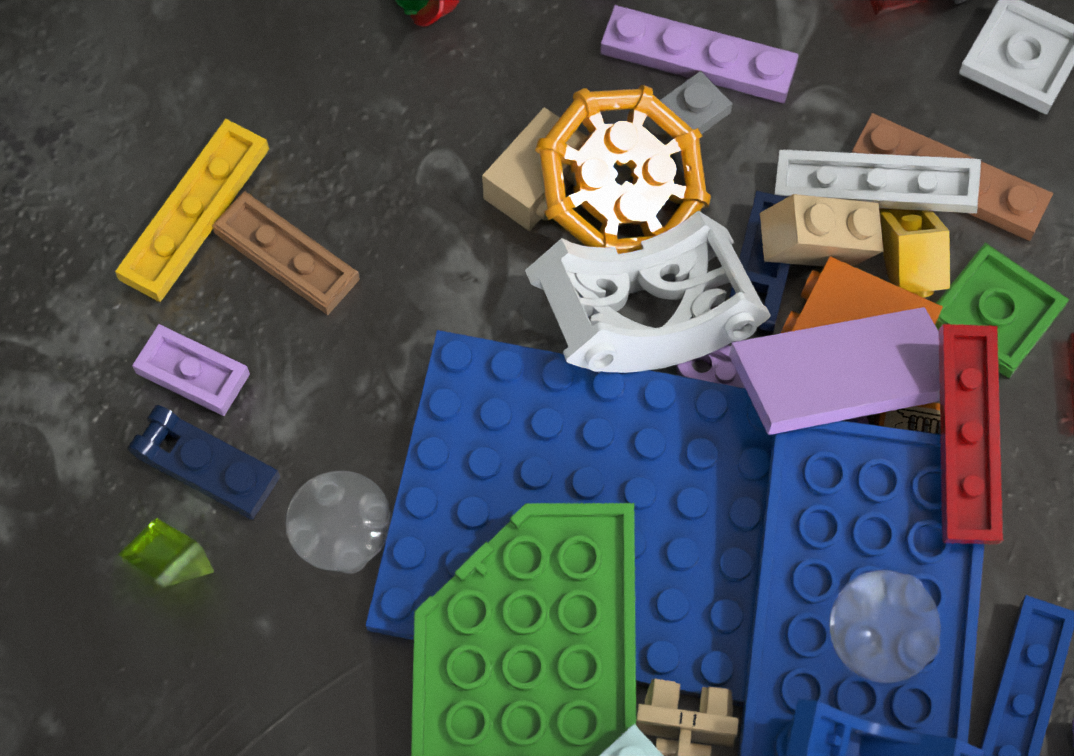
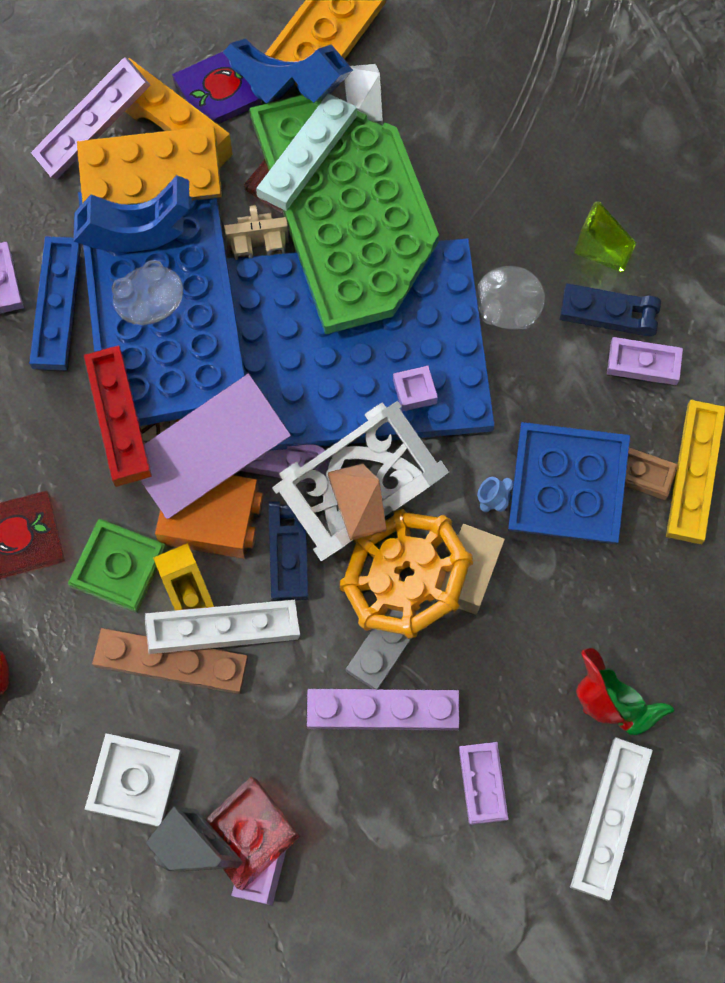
camera: 160 degrees right, 5 degrees up
(367, 232) = (569, 483): none -> blue plate
(478, 256) = (494, 494): none -> medium blue plate
(532, 390) = (415, 388): none -> lavender plate
(660, 266) = (358, 500): none -> nougat slope
(815, 227) = (252, 564): tan brick -> none

